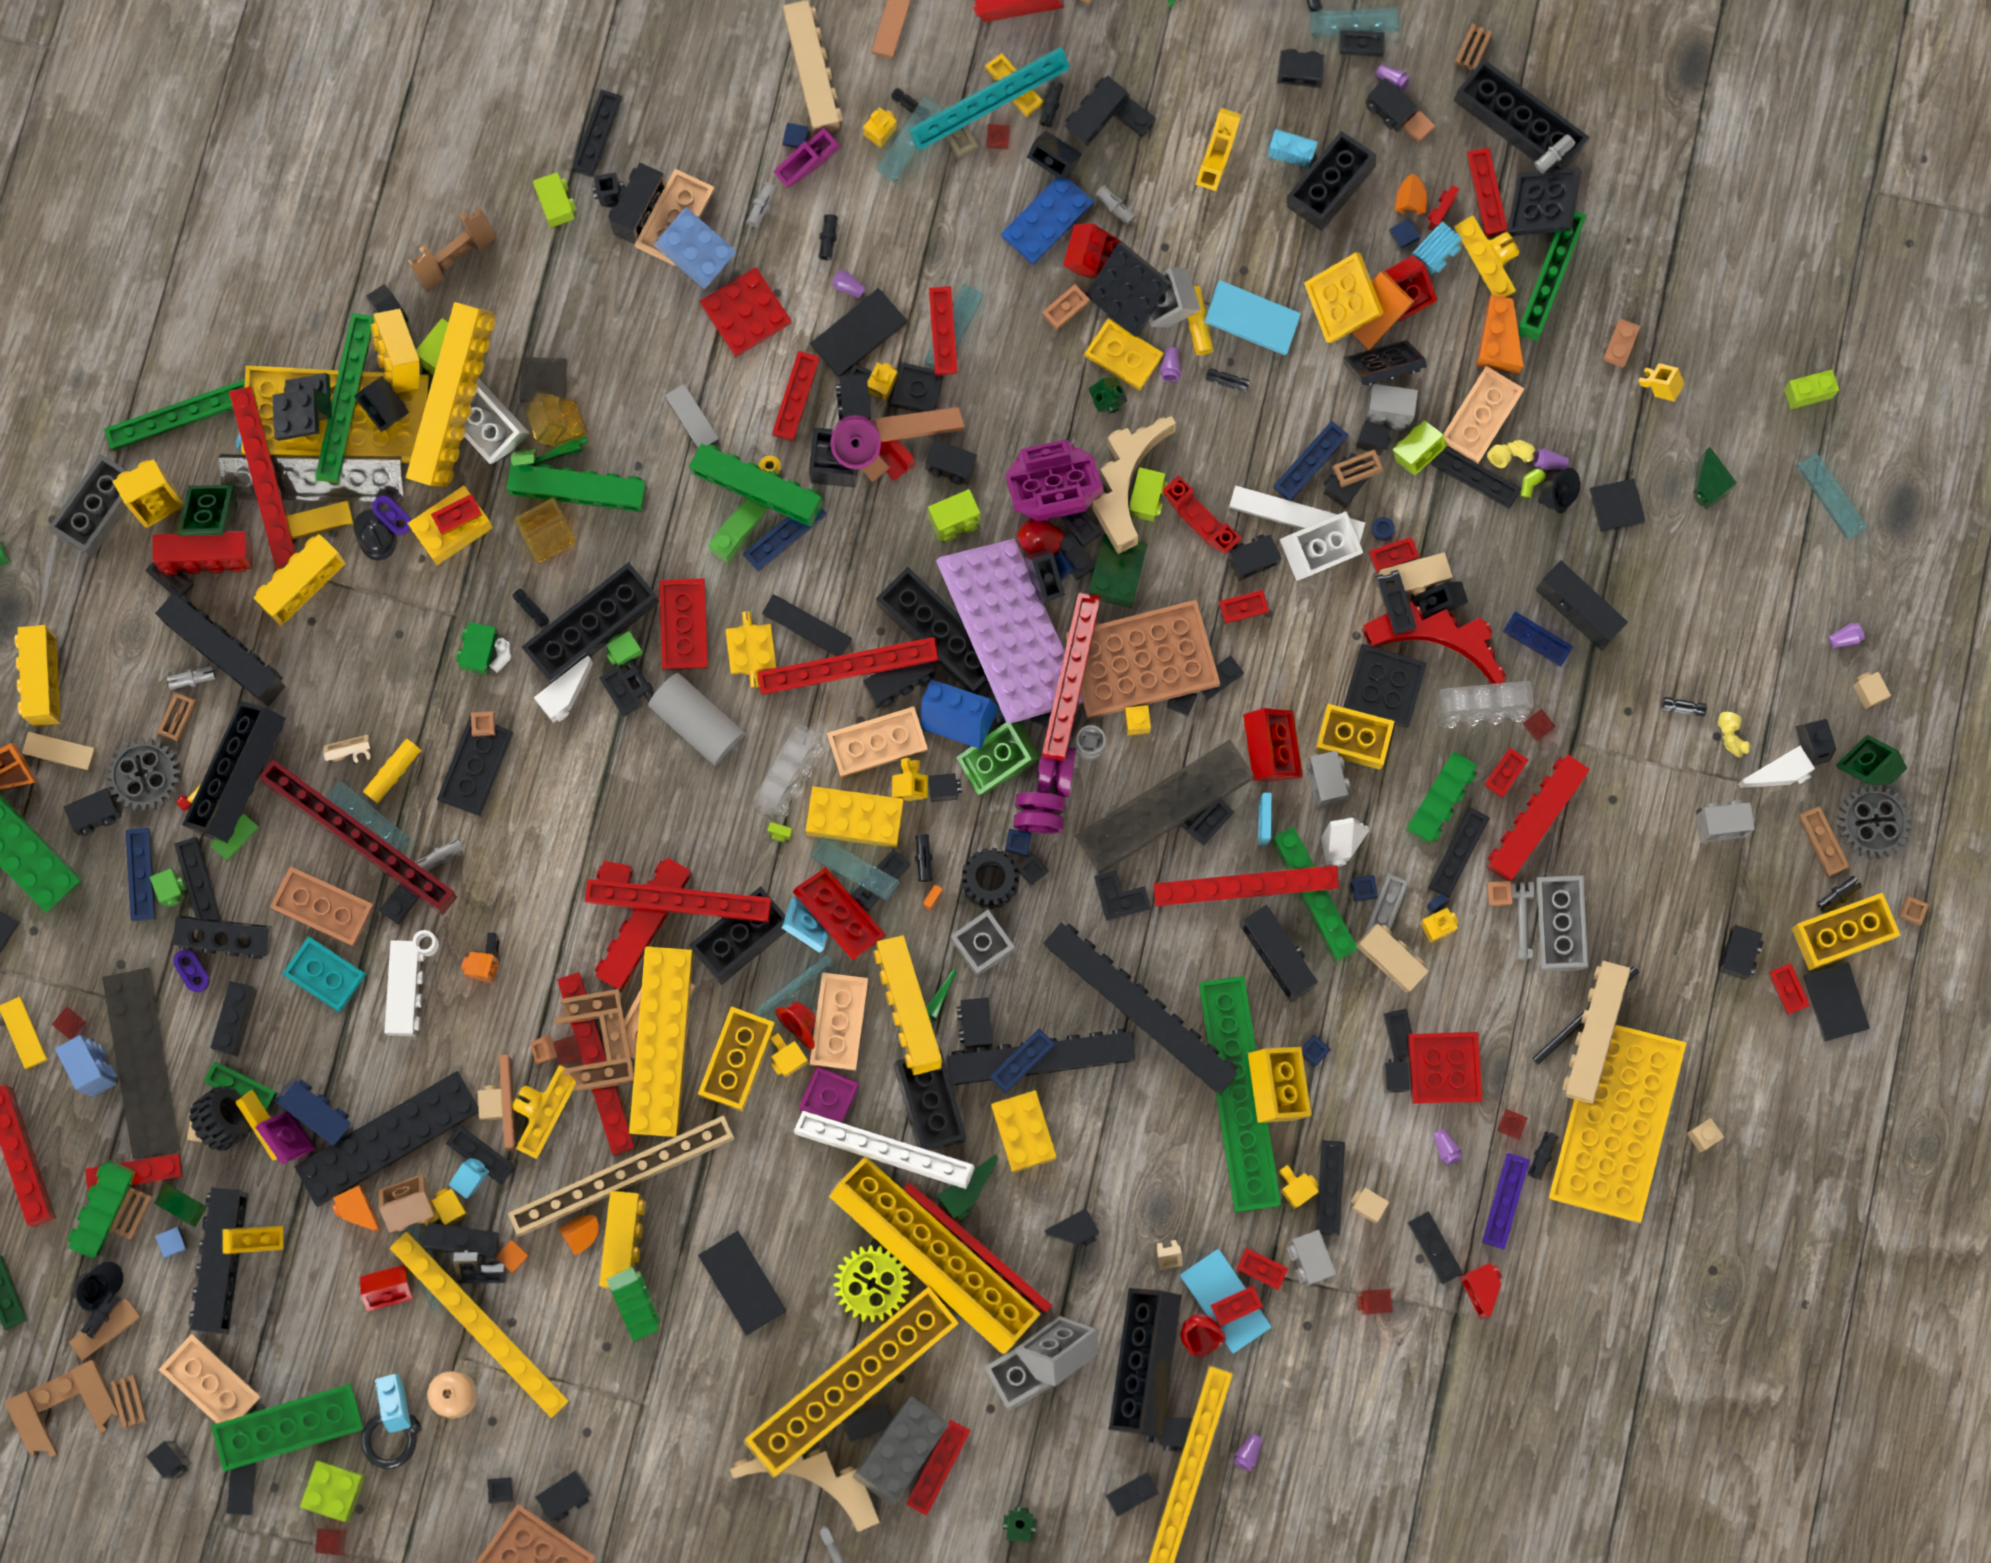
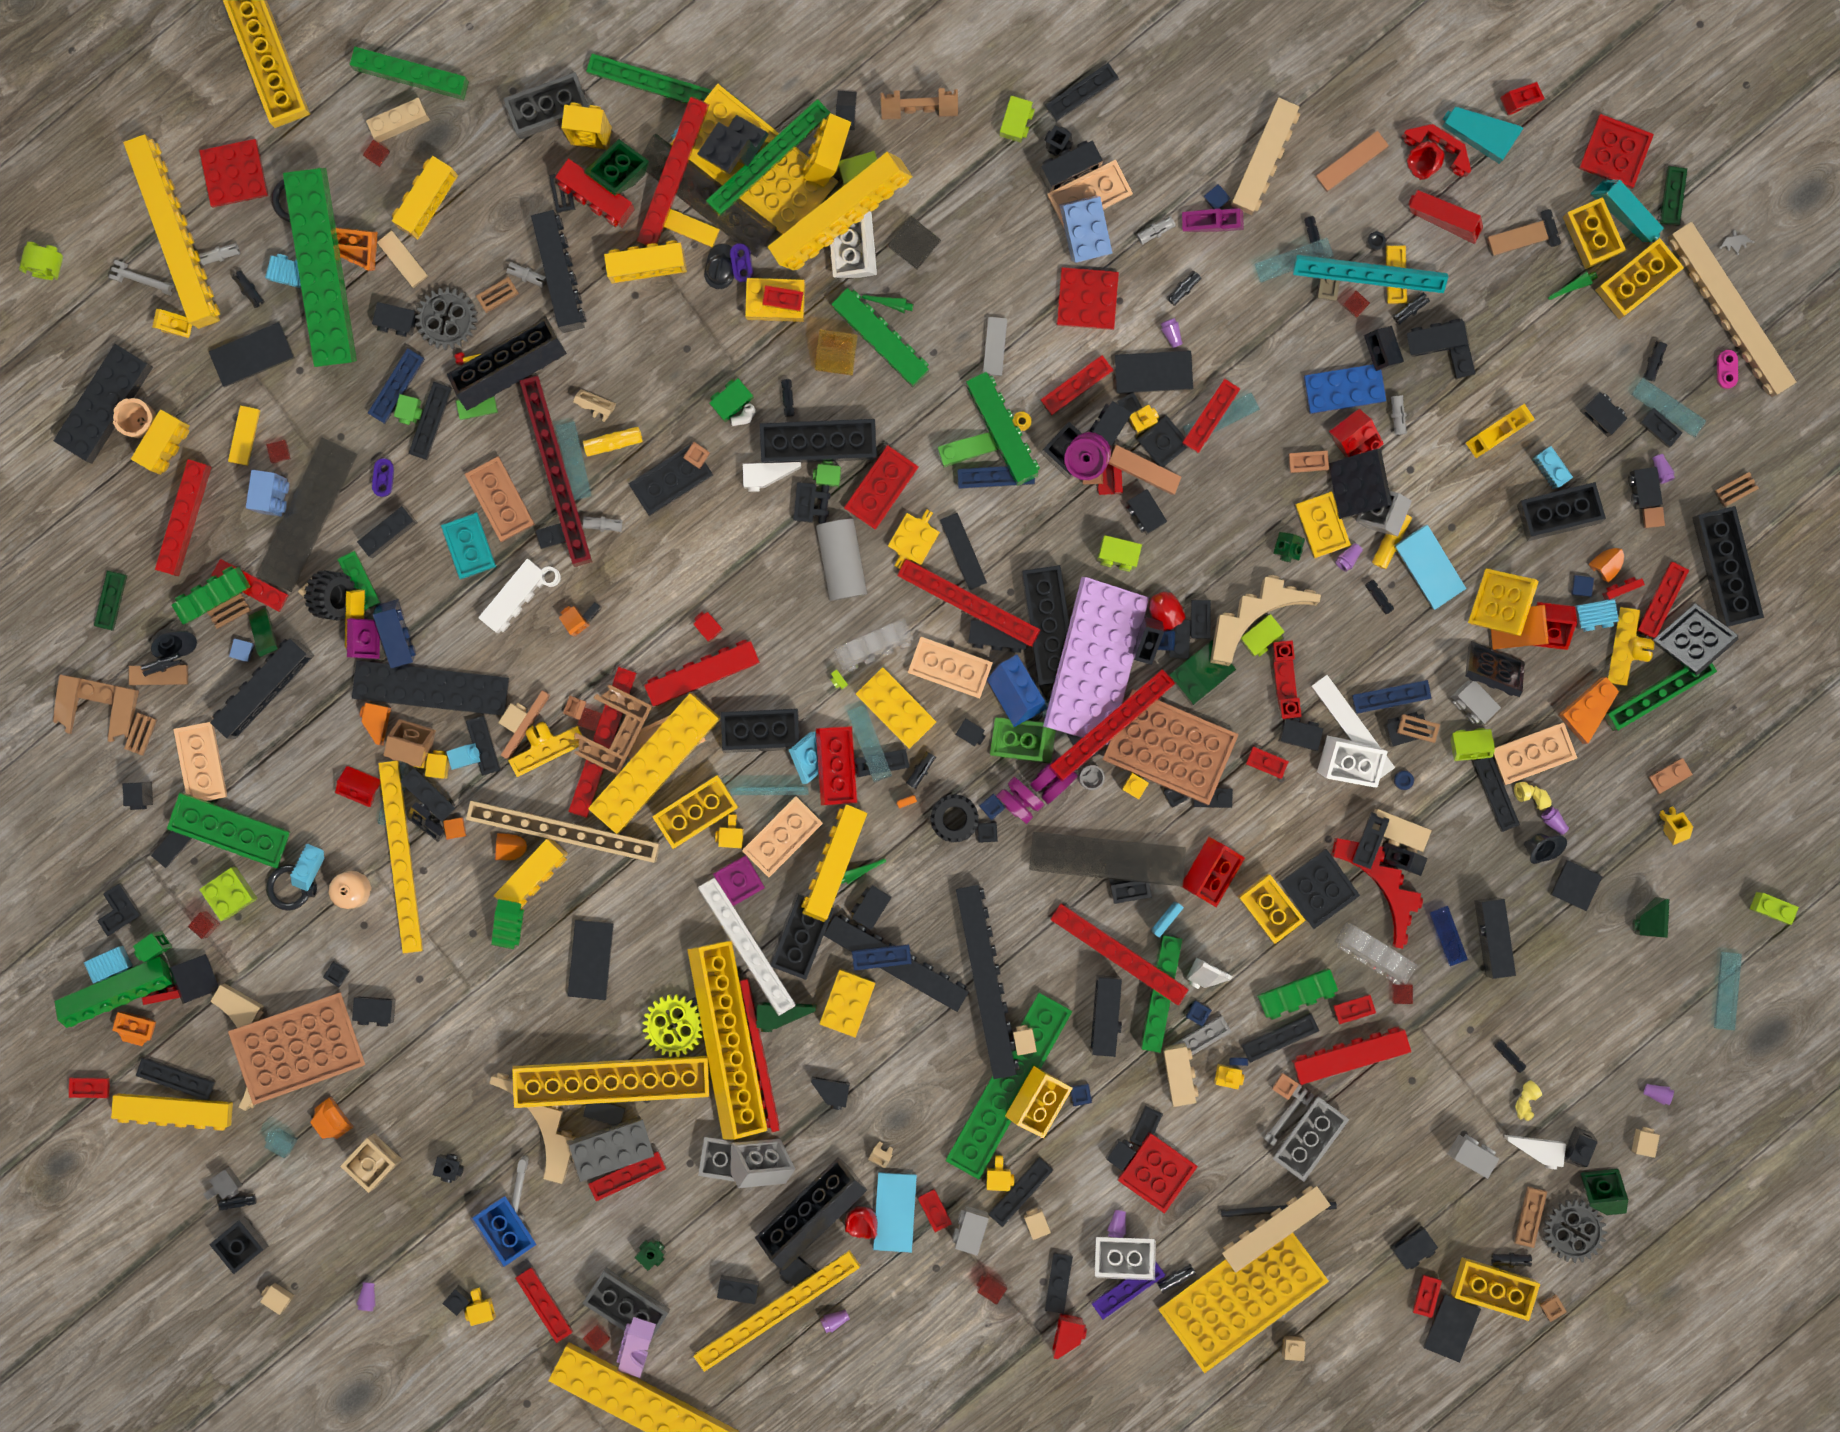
camera: 40 degrees right, 10 degrees up
(253, 1239) = (293, 691): yellow tile -> none
(259, 935) = (430, 472): black brick -> none
(381, 404) = (789, 181): black brick -> none
(524, 456) = (859, 289): bright green tile -> none
(555, 419) = (900, 279): clear yellow slope -> none
(678, 900) = (735, 677): red plate -> none
(799, 1021) = (757, 817): red piece -> none
(880, 126) = (1280, 236): yellow brick -> none
(910, 784) = (949, 713): yellow brick -> none
(972, 68) = (1376, 241): none -> black tile
(982, 943) = (915, 858): light grey brick -> none
(1053, 480) = (1204, 579): magenta piece -> none
(1119, 903) = (1027, 899): black plate -> none
(1220, 1035) = (1024, 1040): none -> tan brick
(1236, 1306) = (898, 1222): red plate -> none
(1327, 779) = (1230, 925): light grey brick -> none
(1374, 437) = (1447, 714): black brick -> none
(1393, 554) = (1396, 804): red plate -> none
(1479, 1170) = (1125, 1258): none -> white brick
(1512, 1124) = (1172, 1243): clear red plate -> none
(1530, 480) = (1531, 824): lime arm -> none
(1554, 153) = (1729, 612): light grey axle -> none

